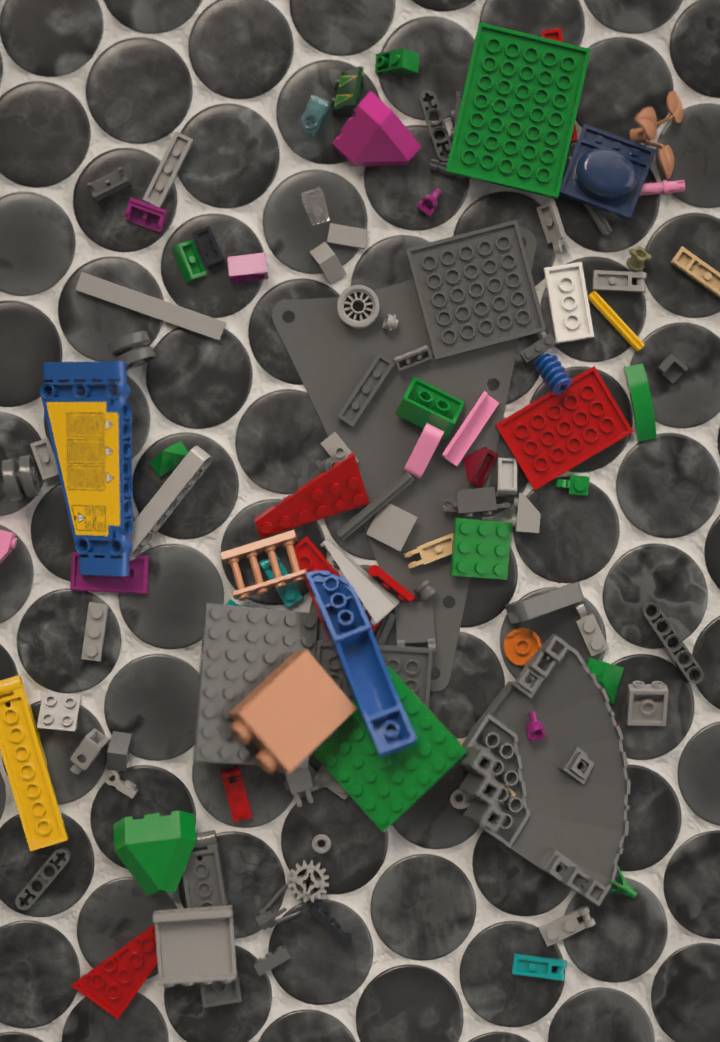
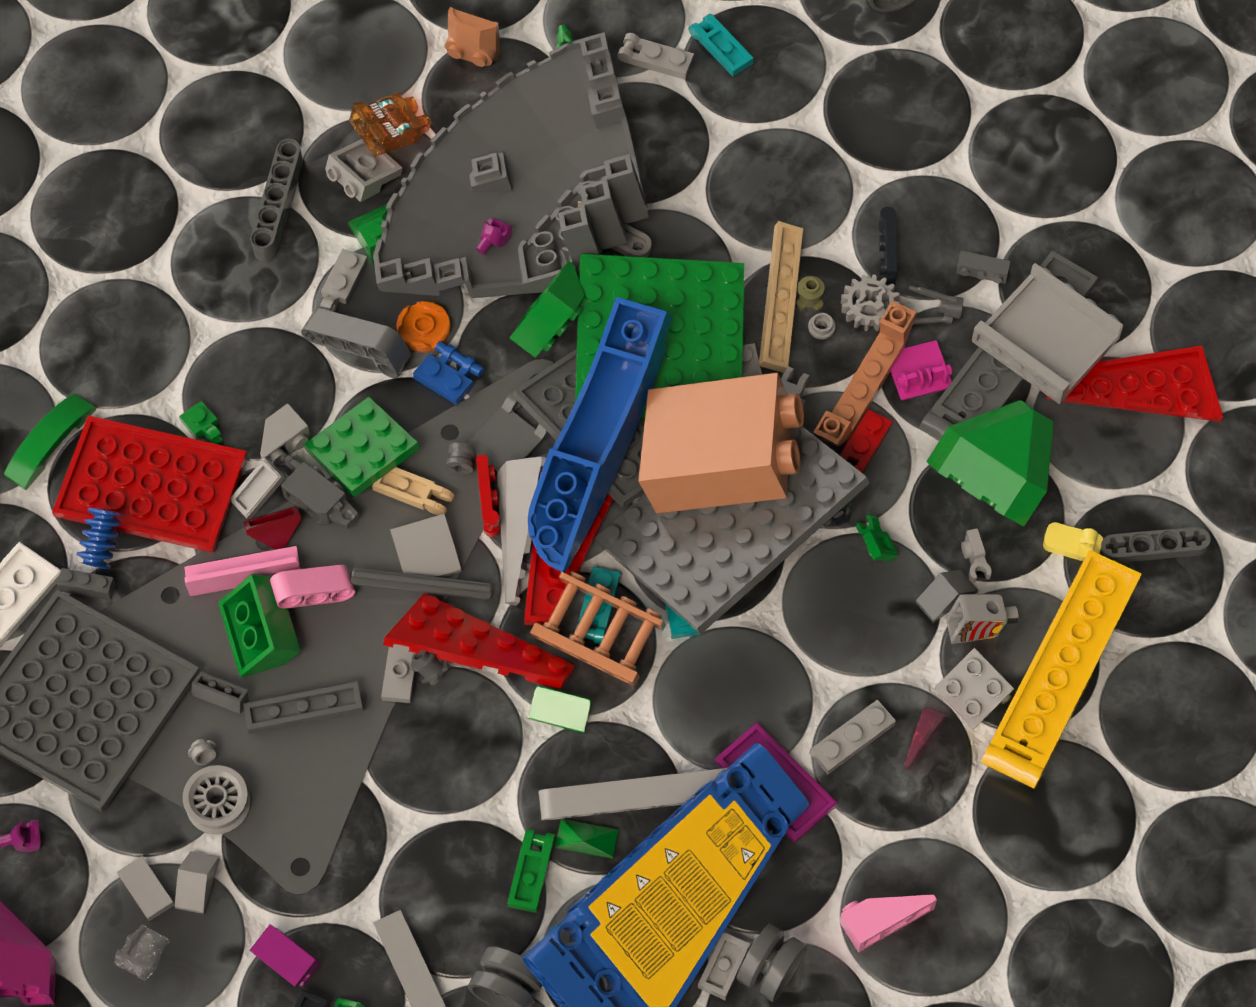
camera: 135 degrees left, 25 degrees down
(61, 665) = (927, 728): none -> clear pink slope
(84, 840) = (1071, 541): none -> light yellow piece
(177, 747) = (878, 542): none -> green plate
(178, 417) = (531, 871): none -> green plate
(245, 508) = (560, 709): none -> slope
(248, 866) = (921, 371): none -> dark pink hinge
(267, 832) = (869, 377): none -> nougat slope
(344, 852) = (810, 292): none -> olive brick
(357, 840) = (781, 297): none -> tan plate
(458, 710) = (550, 312): none -> green slope
(480, 627) = (445, 380): none -> blue plate
(660, 743) = (389, 122): none -> clear orange hips
(670, 836) = (472, 38): none -> nougat slope

